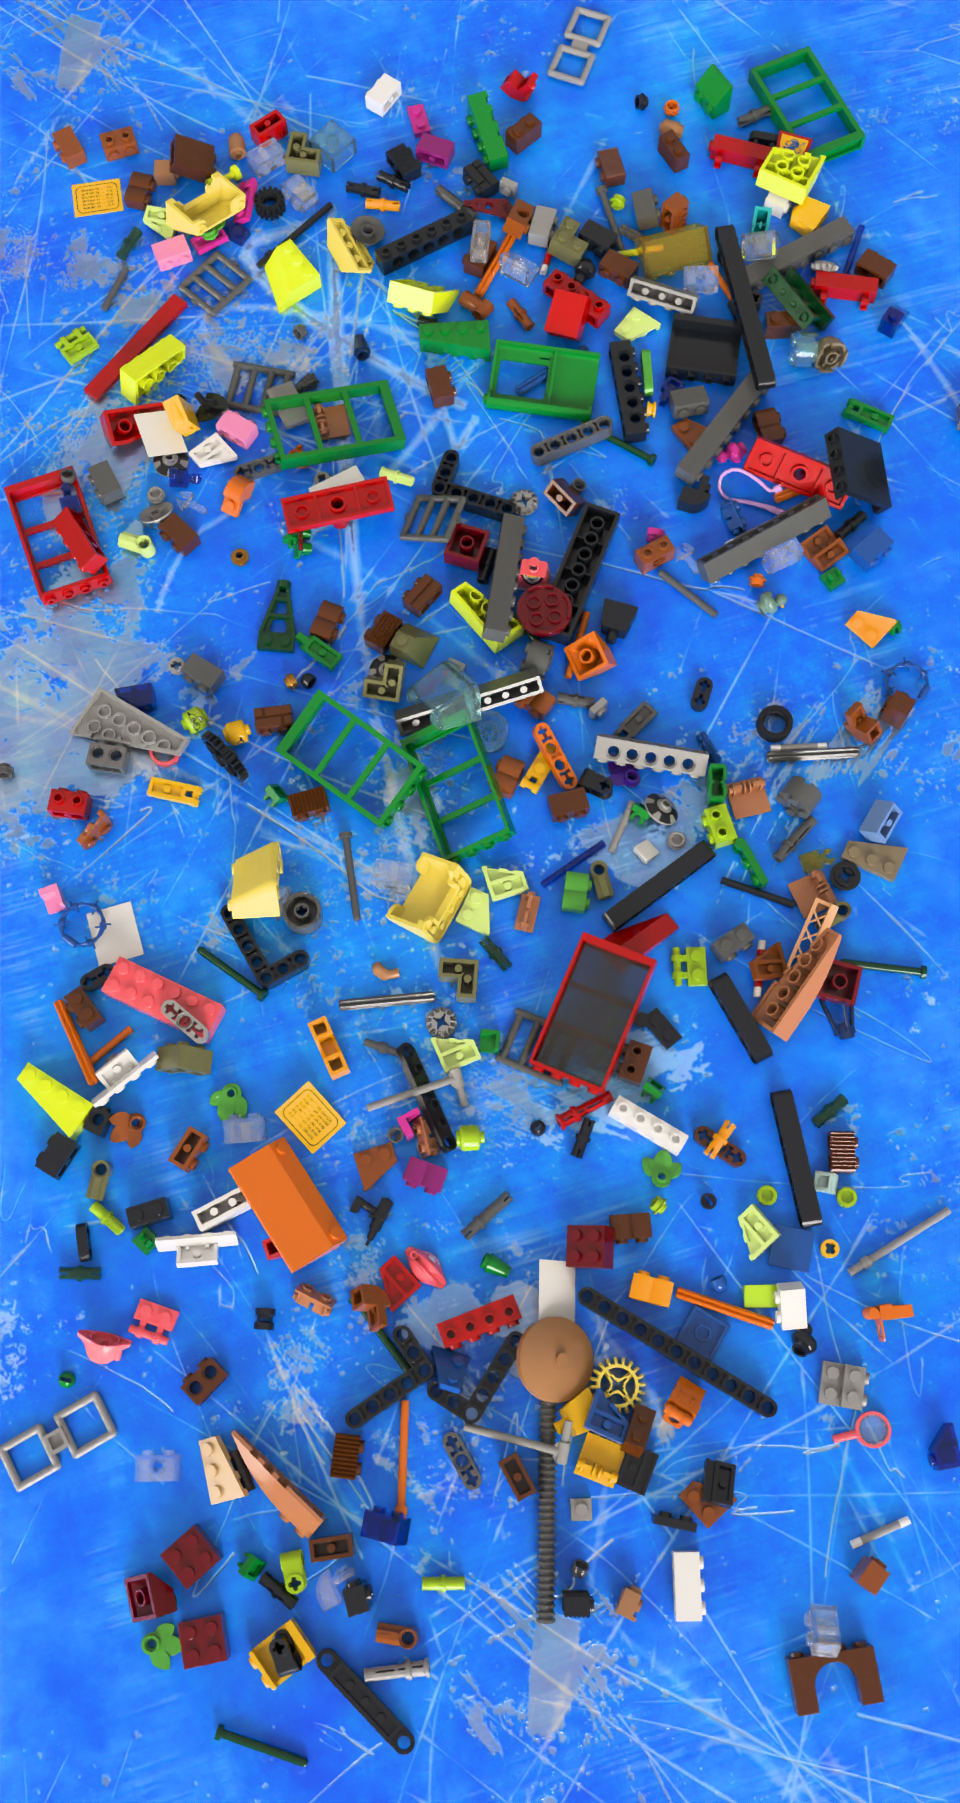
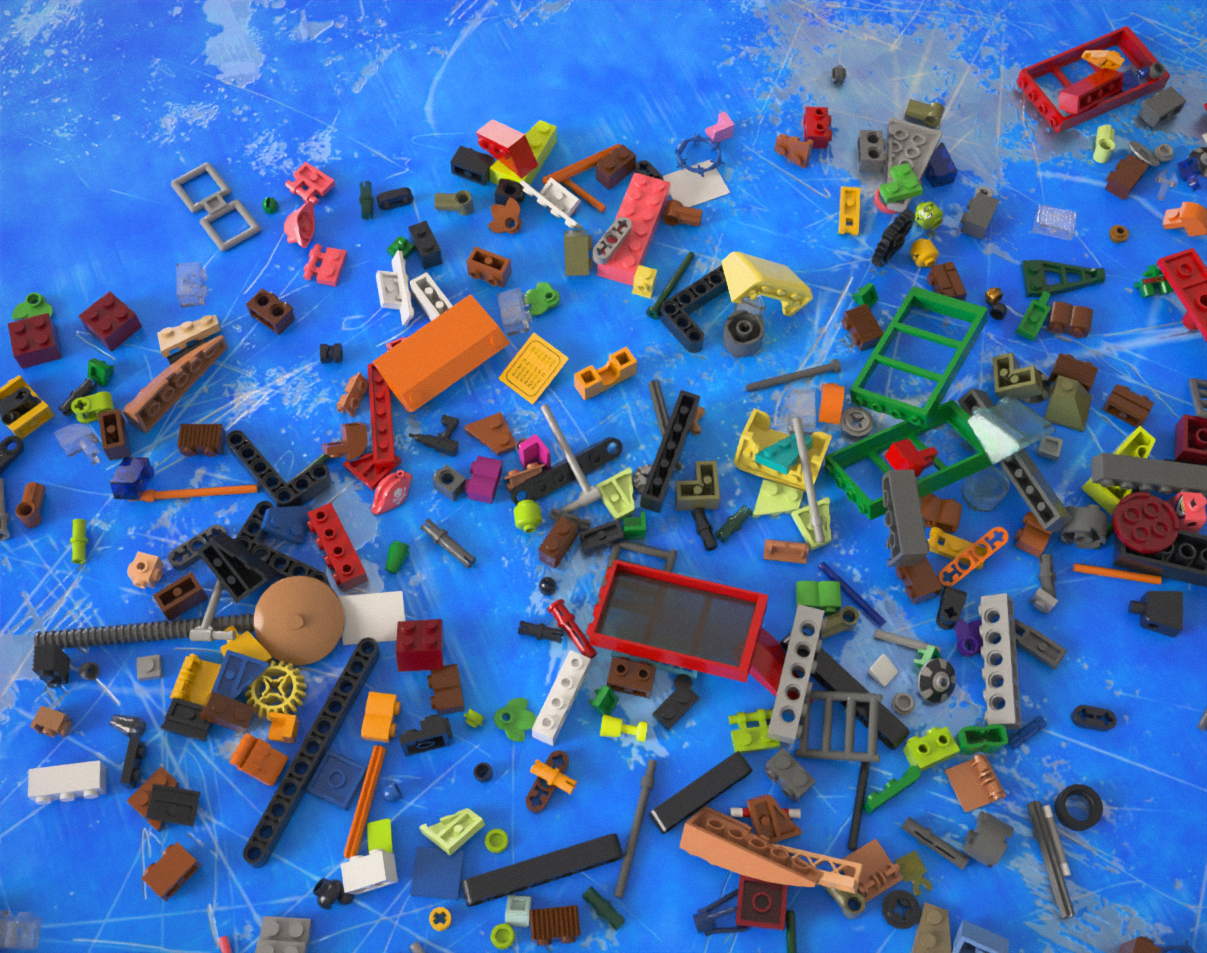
camera: 80 degrees right, 10 degrees down
(42, 1329) = (313, 179): none -> coral plate
(48, 516) = (1103, 58): none -> light orange wing
(53, 1115) = (508, 147): none -> red wedge
(70, 695) = (930, 113): none -> olive piece
(107, 1218) = (419, 214): lime axle -> none
(149, 1597) = (73, 294): dark red slope -> none
(151, 955) = (677, 213): none -> dark orange piece
(163, 733) = (904, 185): none -> bright green plate
(219, 610) = (1054, 222): none -> clear brick
(228, 998) = (644, 281): none -> light yellow brick
(344, 1271) = (381, 419): none -> red tile
(357, 1596) = (66, 460): black brick -> none
(382, 1047) = (615, 425): dark grey bar -> none
(387, 845) = (831, 403): none -> orange brick
(409, 820) = (856, 414): none -> light grey gear
(424, 997) = (670, 451): none -> black brick
(426, 1200) = (450, 490): none -> dark grey brick
(438, 895) = (782, 454): none -> teal wing
(463, 790) = (905, 456): none -> red brick
(475, 1100) = (582, 524): none -> dark grey axle
(477, 1512) = (145, 570): none -> light nougat brick
(497, 1072) = (602, 536): none -> black plate
(497, 1417) = (235, 566): none -> black wedge
(498, 980) = (704, 529): none -> black pin
(499, 1112) = (557, 542): none -> reddish brown brick
(506, 880) = (816, 520): none -> light grey bar
(527, 803) = (904, 518): none -> dark grey wedge
(589, 656) = (1104, 584): orange slope -> none
(637, 1528) = (129, 725): none -> clear smoke cone
(639, 923) = (804, 618): none -> light grey brick
(652, 1380) = (283, 727): none -> light orange panel
(671, 899) = (848, 753): none -> dark grey bar
(674, 1240) = (434, 735): none -> black plate
(677, 1082) = (613, 727): none -> neon yellow piece
(728, 1062) = (647, 784): none -> dark grey bar
(777, 1484) = (170, 871): none -> dark orange brick
(860, 725) = (1105, 914): dark orange brick -> none

